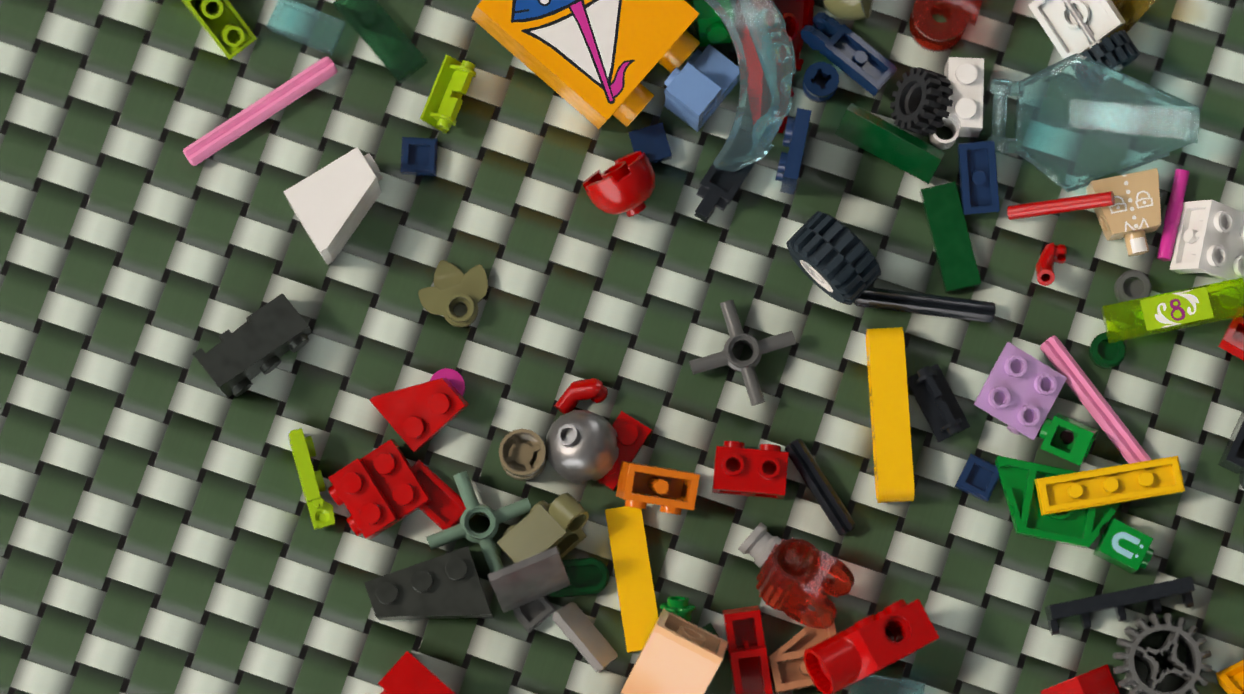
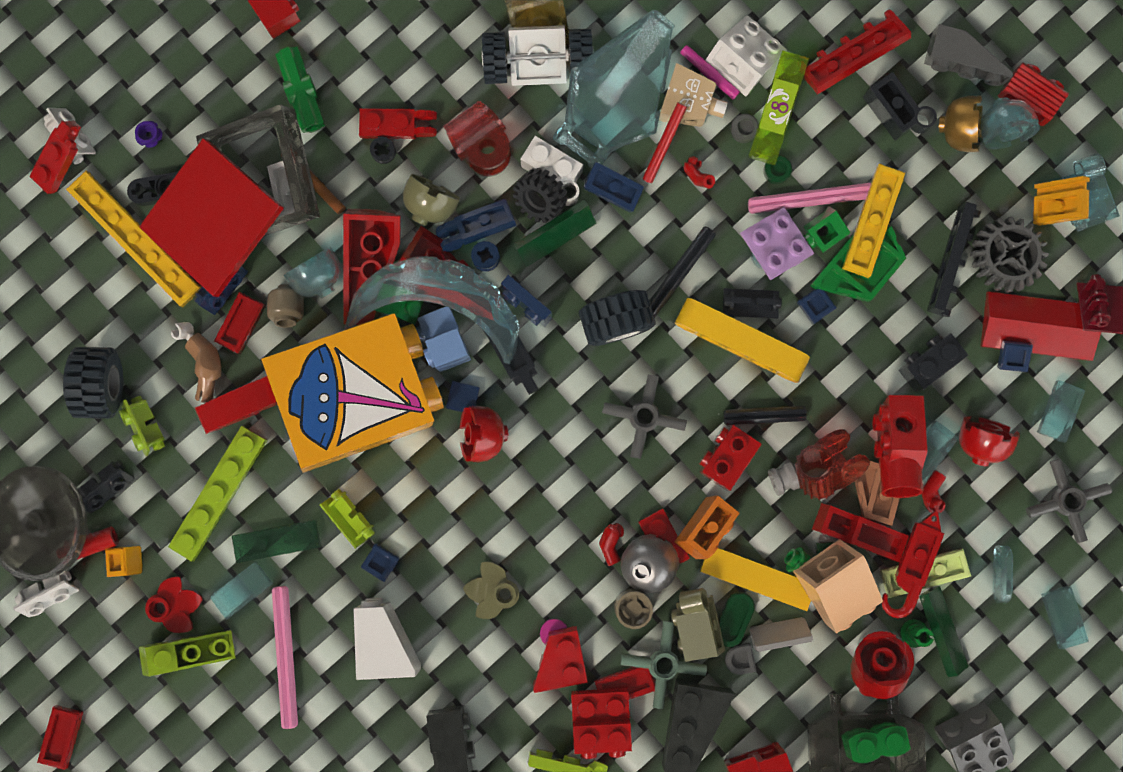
camera: 60 degrees left, 5 degrees up
(529, 579) = (726, 655): flat silver slope -> none
(950, 237) = (642, 230): dark green tile -> none
(988, 640) = (933, 362): none -> black brick
(1124, 547) = (918, 234): green brick -> none

